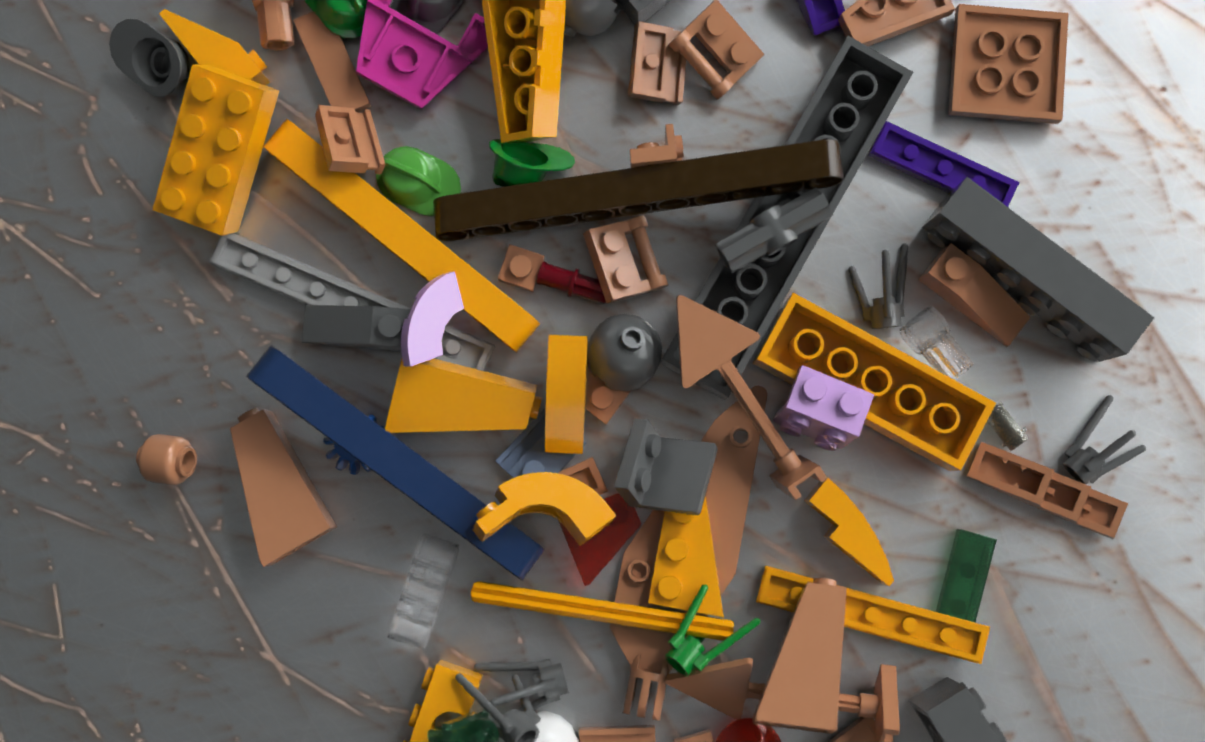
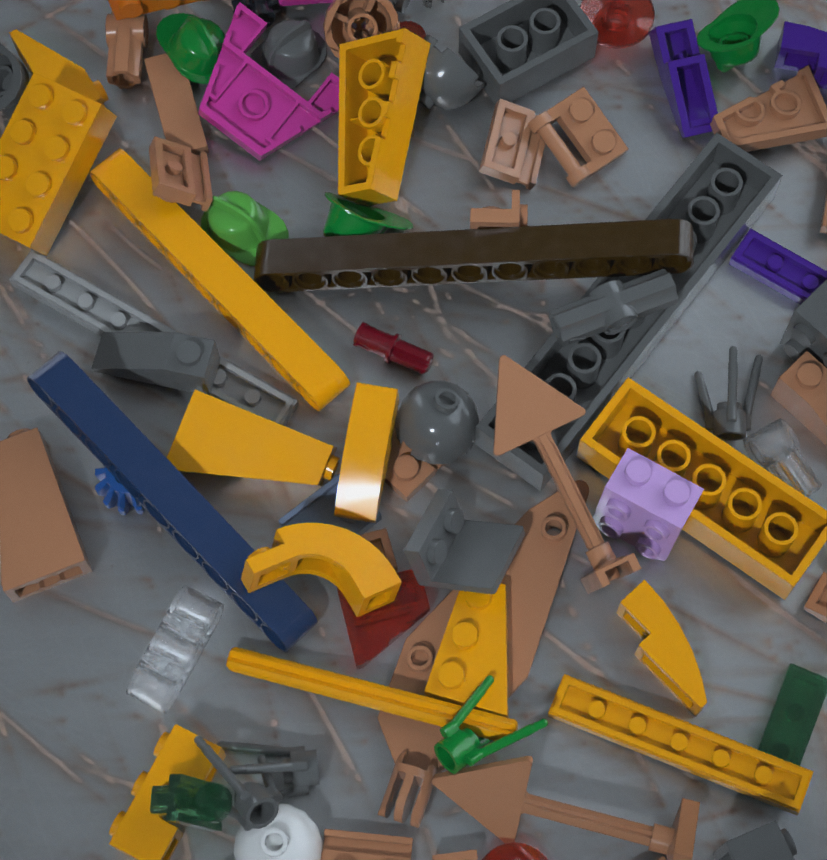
camera: 10 degrees right, 15 degrees down
(427, 319) = (229, 353): lavender tile -> none
(521, 268) = (338, 327): nougat plate -> none
(615, 261) = (441, 332): nougat plate -> none
(807, 668) = (591, 784): nougat slope -> none

